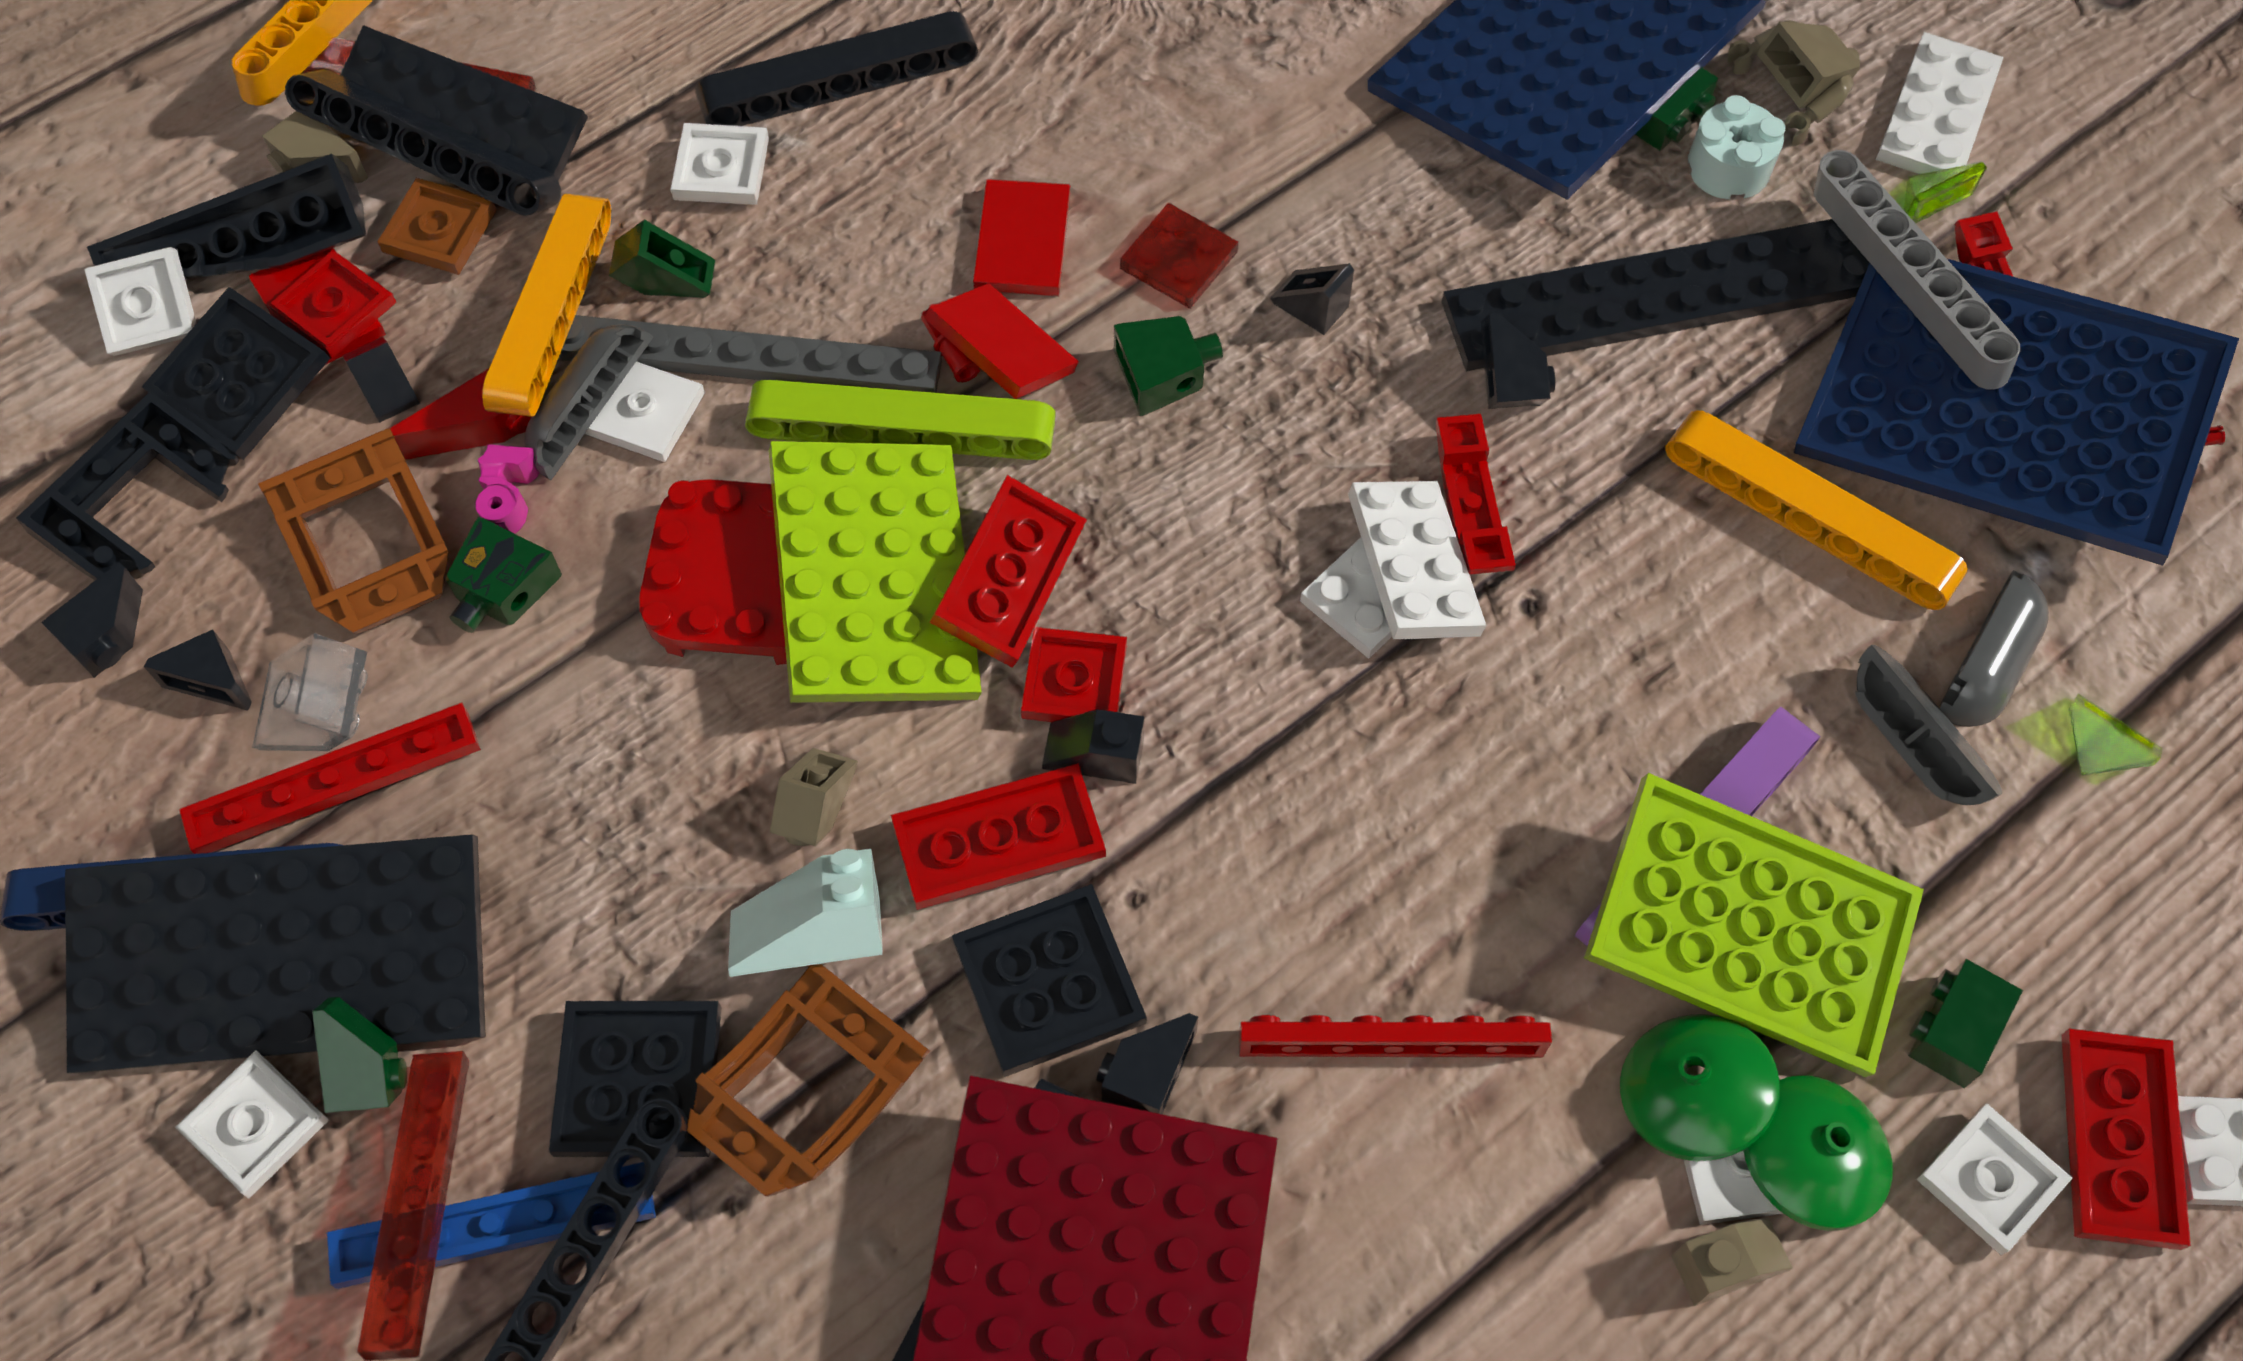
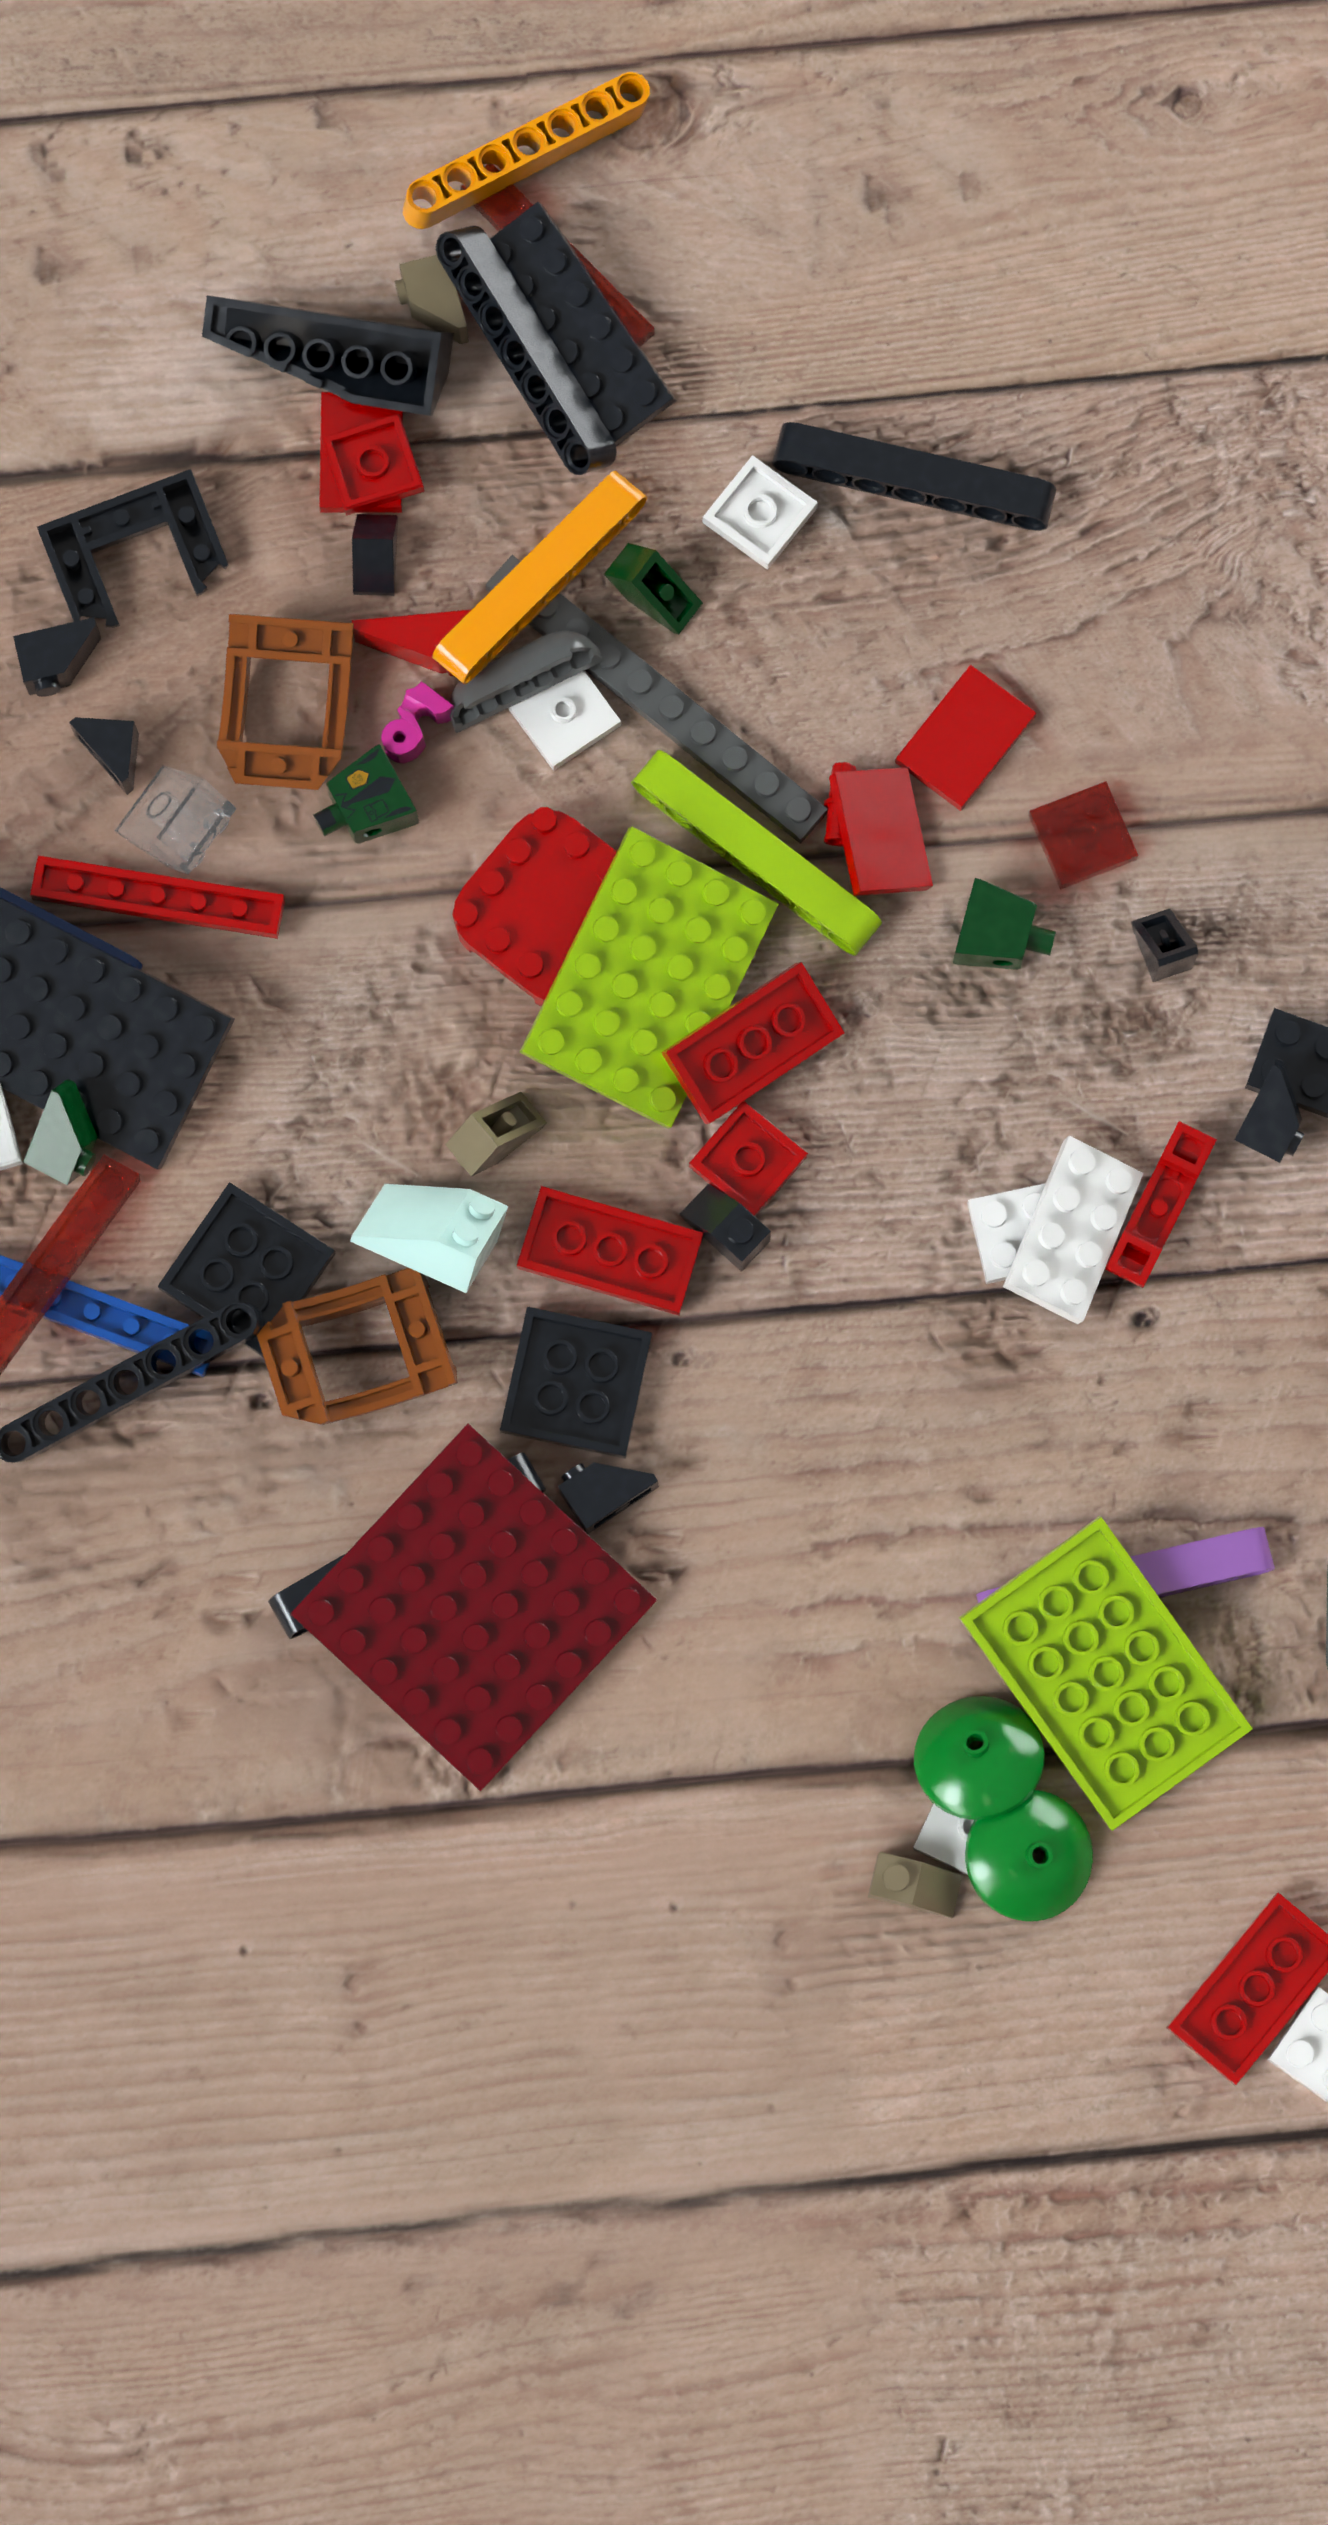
camera: 35 degrees right, 15 degrees up
(141, 301) = (225, 373): white plate -> none
(236, 372) = (265, 486): black plate -> none
(437, 226) = (495, 434): dark orange plate -> none
(1411, 1038) = (805, 1592): red plate -> none
(1964, 1022) = (1207, 1838): dark green brick -> none
(1994, 1179) = (1139, 1953): white plate -> none

